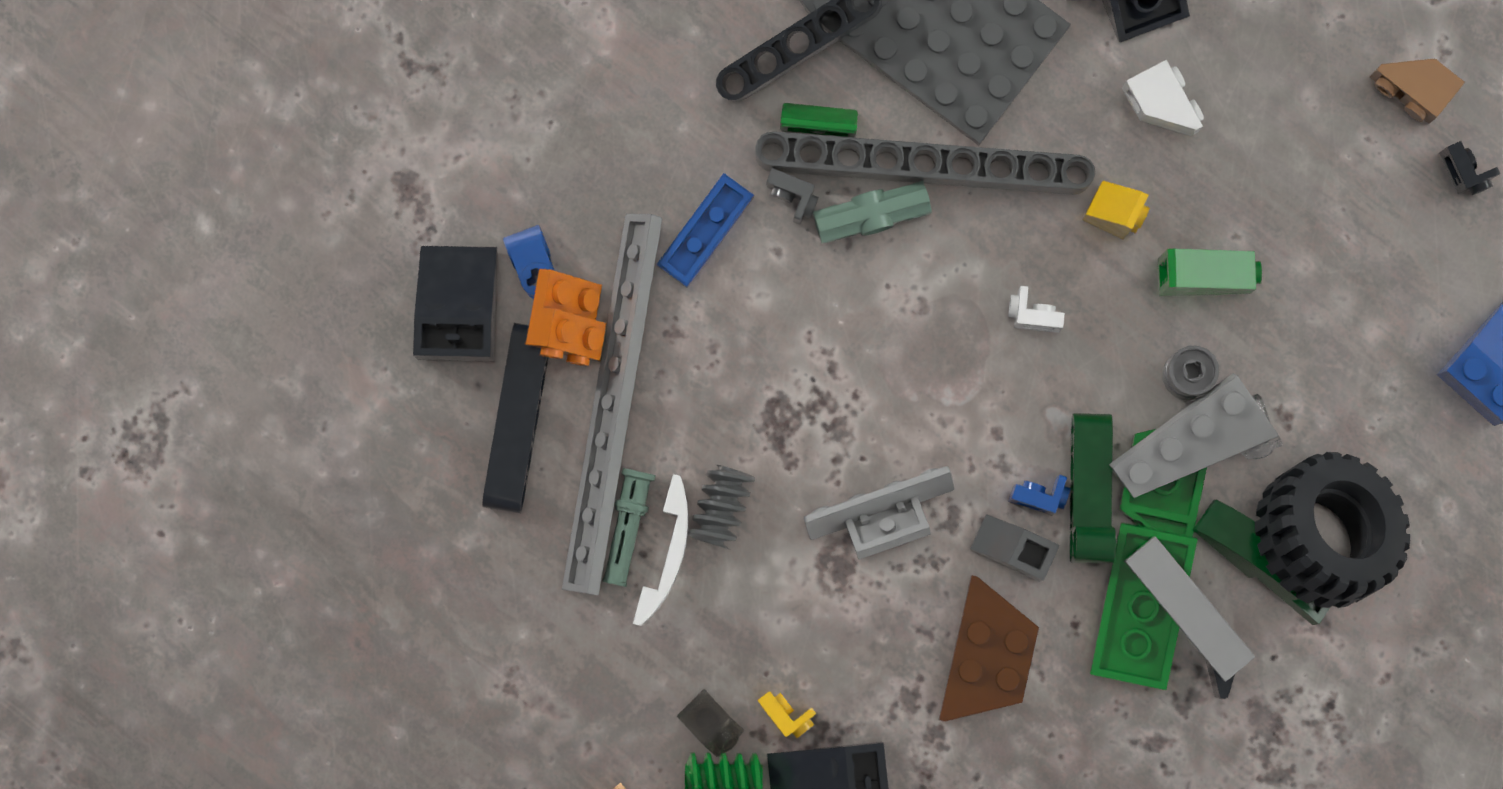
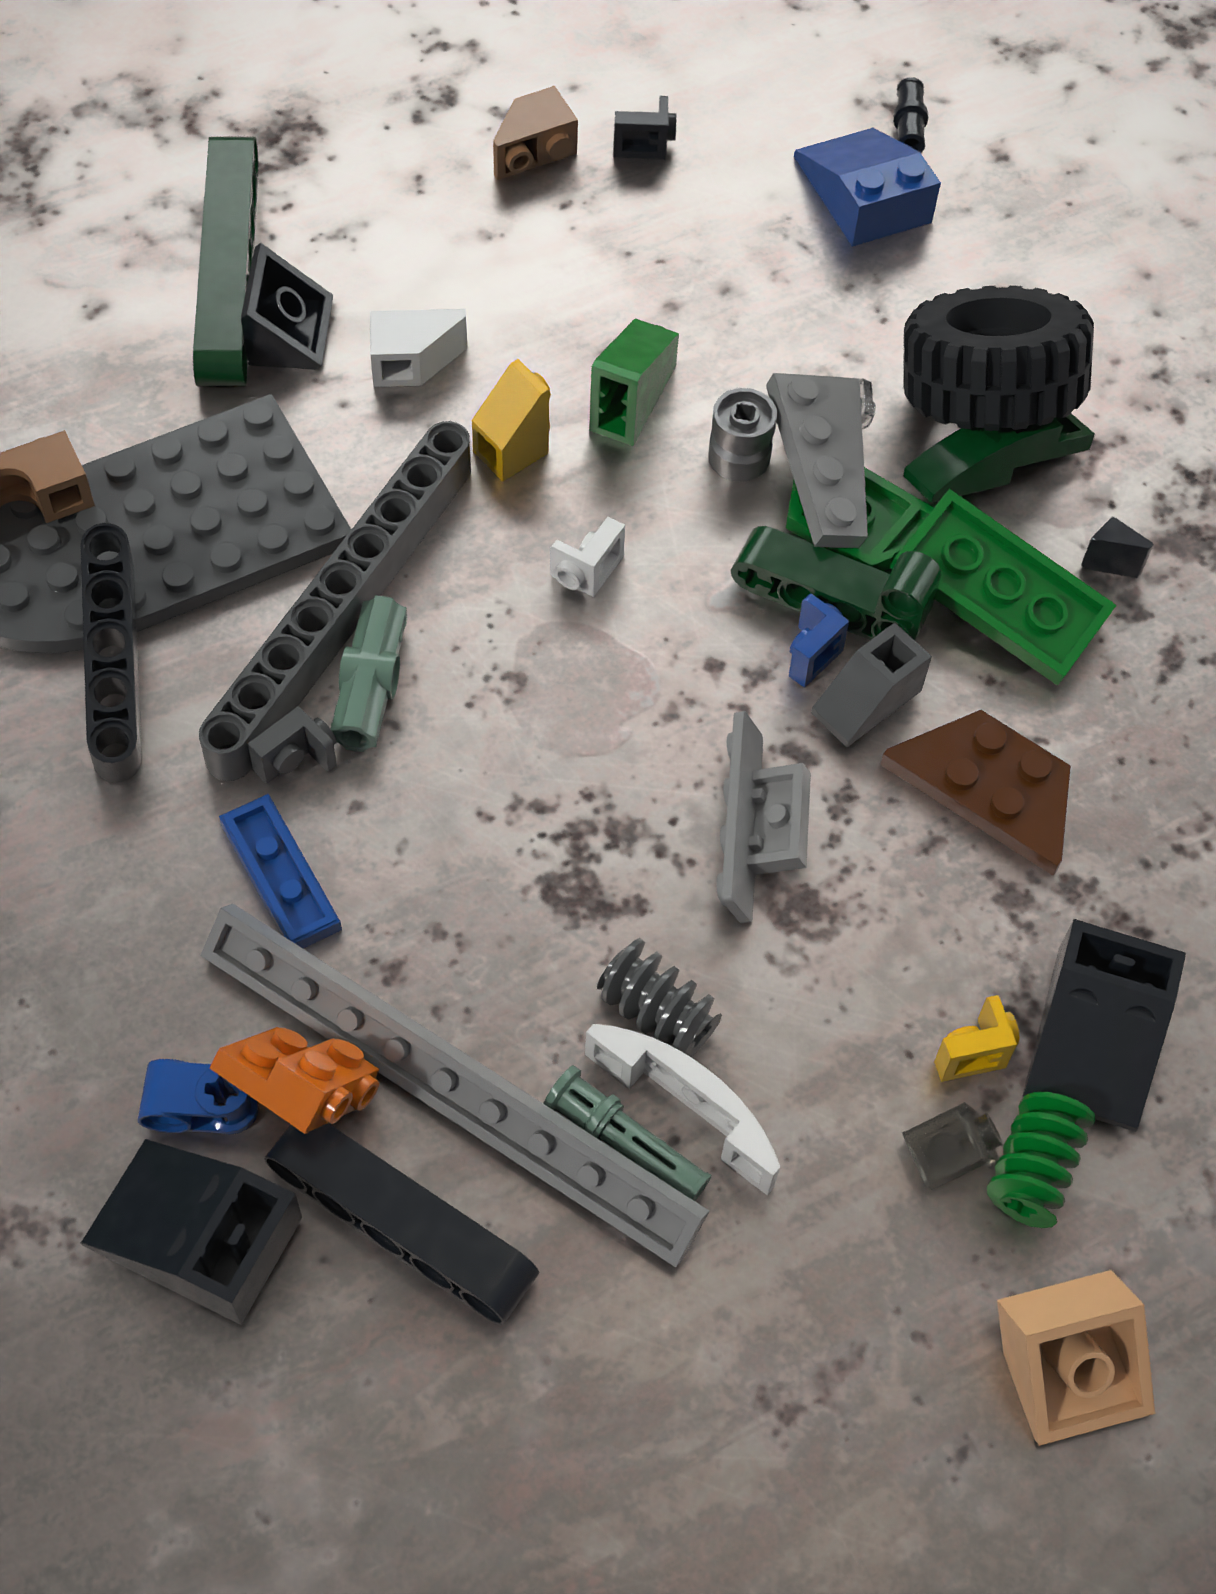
camera: 70 degrees left, 25 degrees down
(818, 120) = (218, 683): green slope -> none
(1189, 608) = (1030, 528): light grey tile -> none

